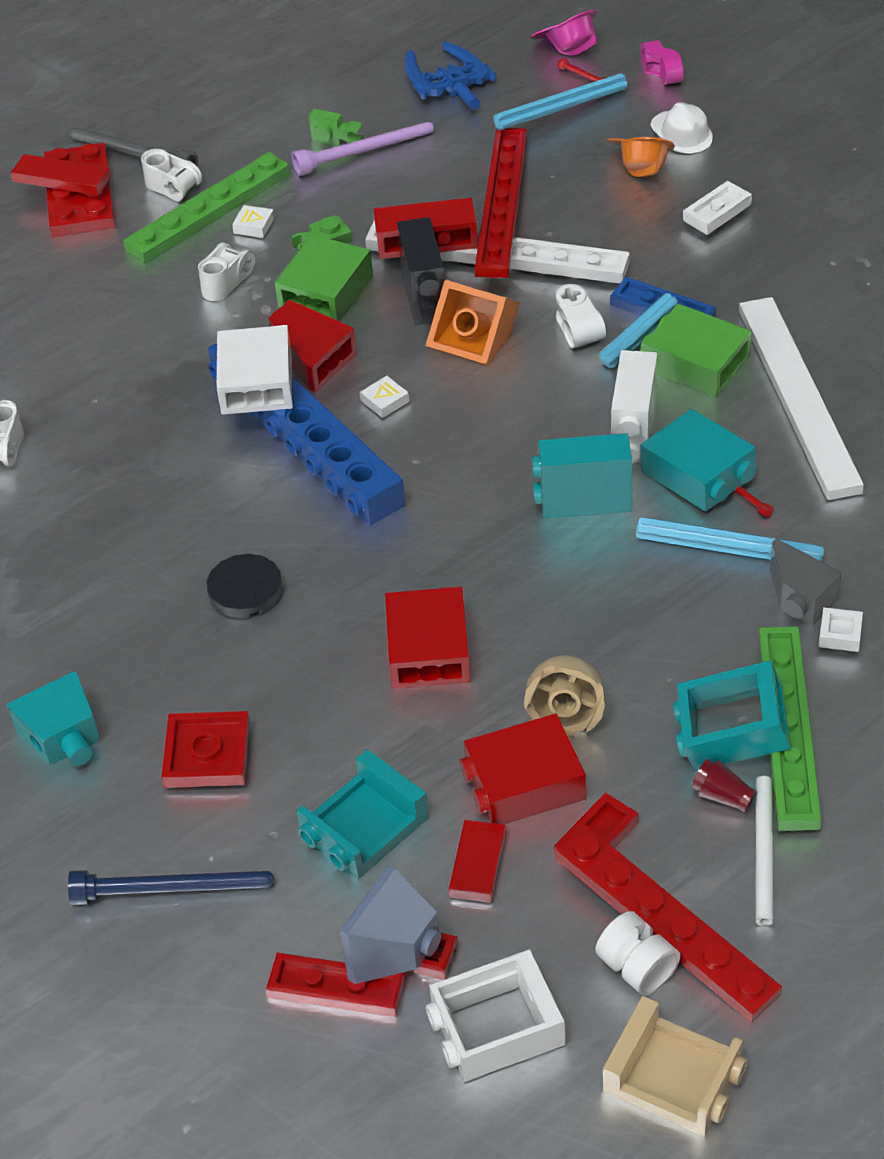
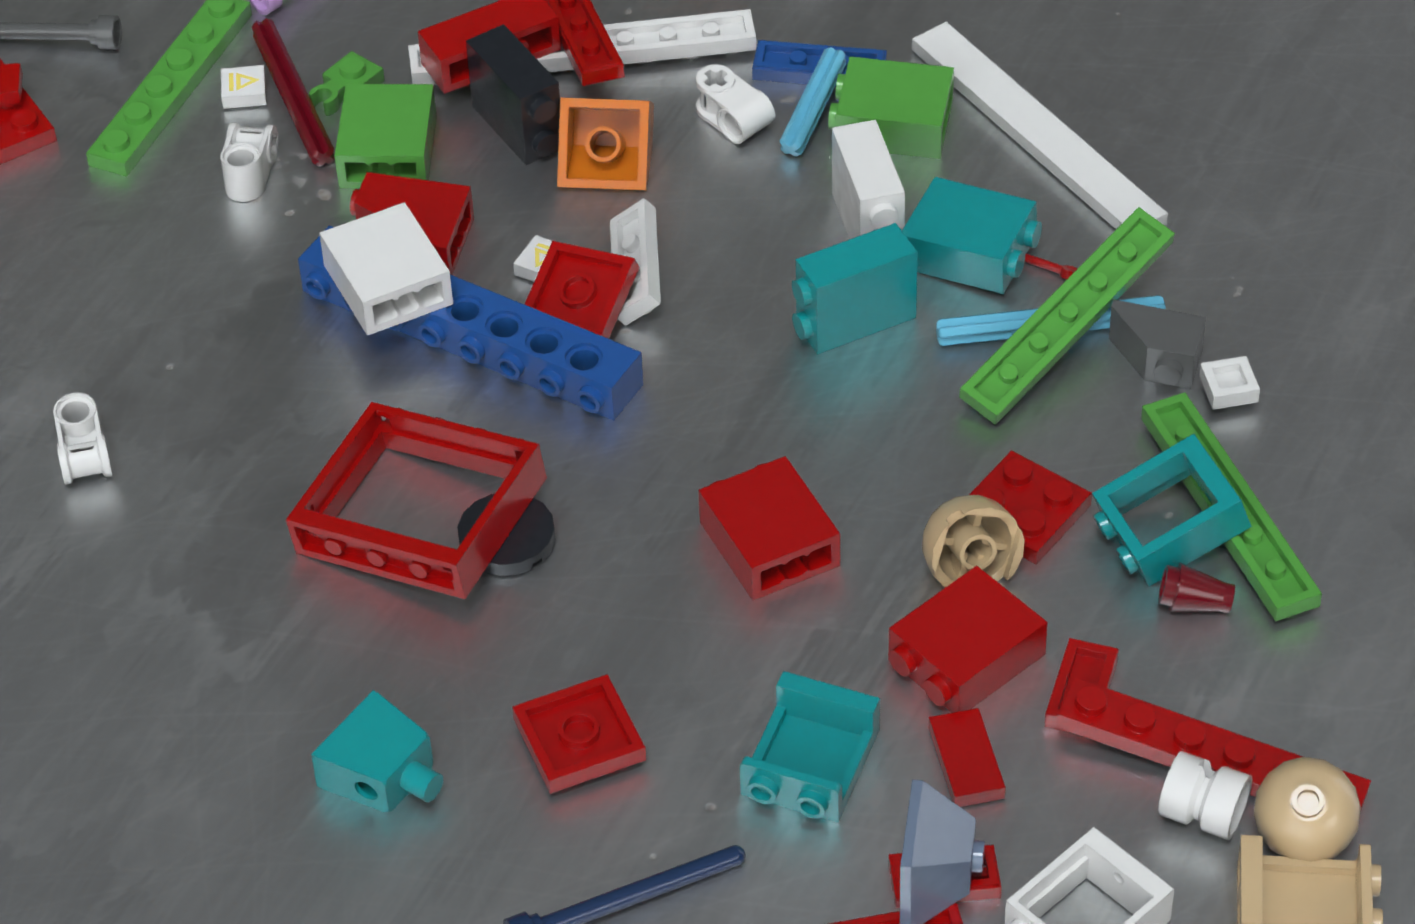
camera: 25 degrees left, 0 degrees up
(140, 518) = (447, 570): none -> red window
(169, 174) = (93, 53): white piece -> none
(283, 229) = (293, 92): none -> dark red axle
(391, 423) = (583, 286): none -> red plate
(444, 414) = (635, 235): none -> white plate
(634, 679) = (1037, 499): none -> red plate
(711, 993) = (1307, 810): none -> tan cylinder
(735, 540) = (1066, 315): none -> bright green plate
(764, 851) = (1273, 648): white piece -> none

